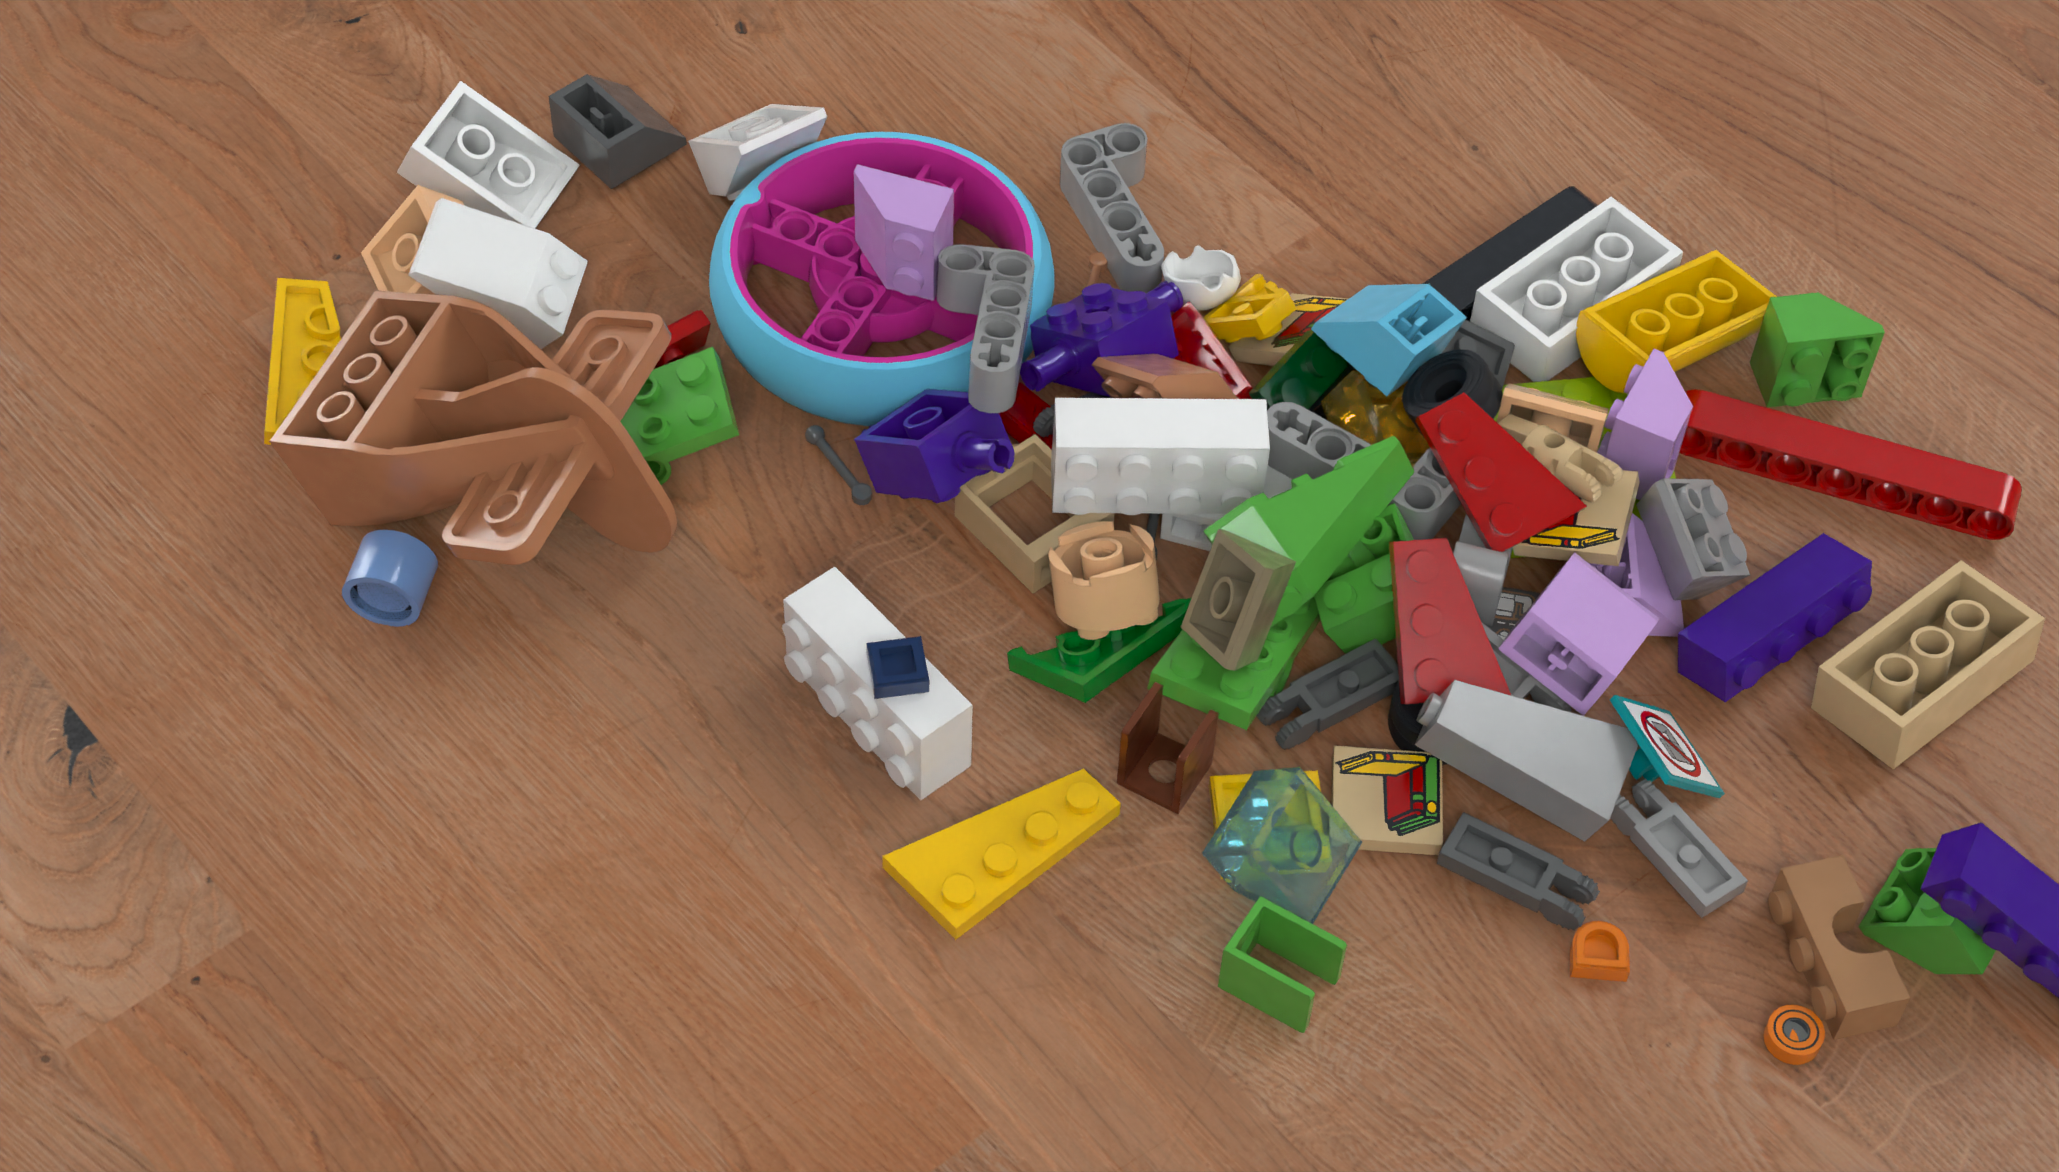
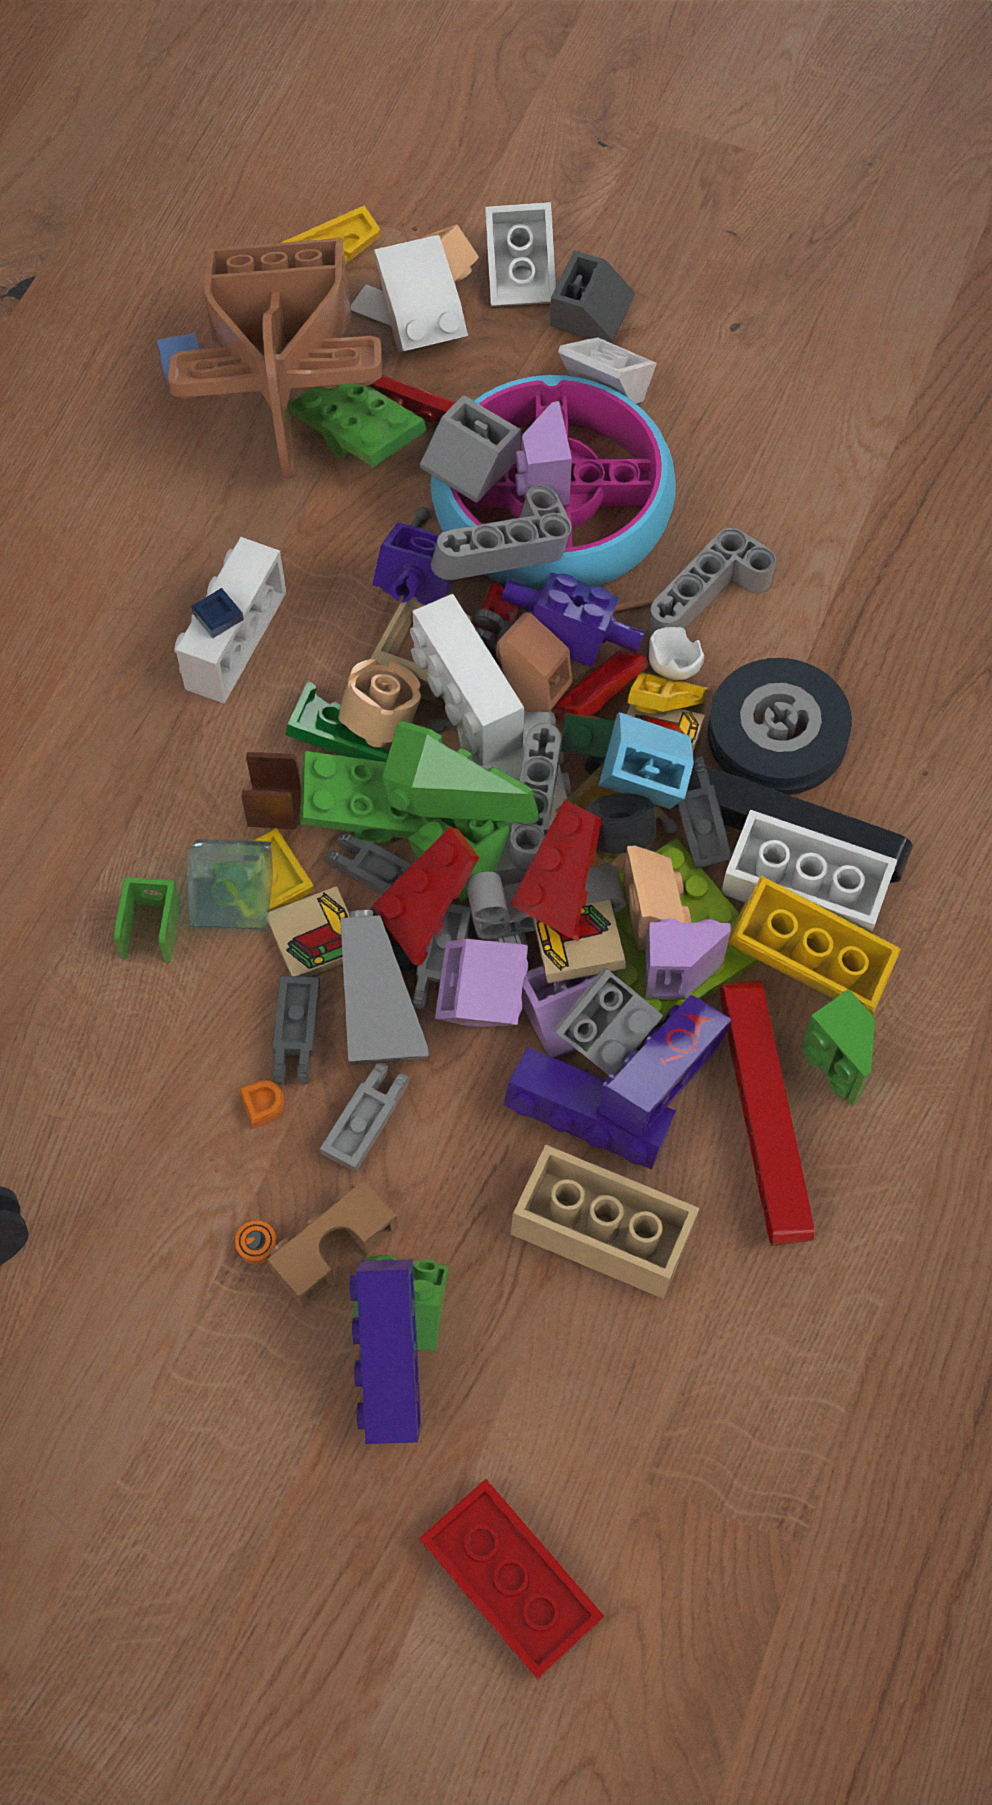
camera: 65 degrees right, 10 degrees up
(826, 300) = (471, 448): none -> light grey slope
(995, 854) = (163, 742): yellow wing -> none
(1236, 599) = (363, 770): dark tan slope -> none
(1355, 196) = (789, 697): none -> black wheel
(1566, 459) = (604, 904): tan hinge -> none
(1664, 749) = (434, 1078): piece -> none
(1775, 515) = (663, 1065): none -> dark purple brick

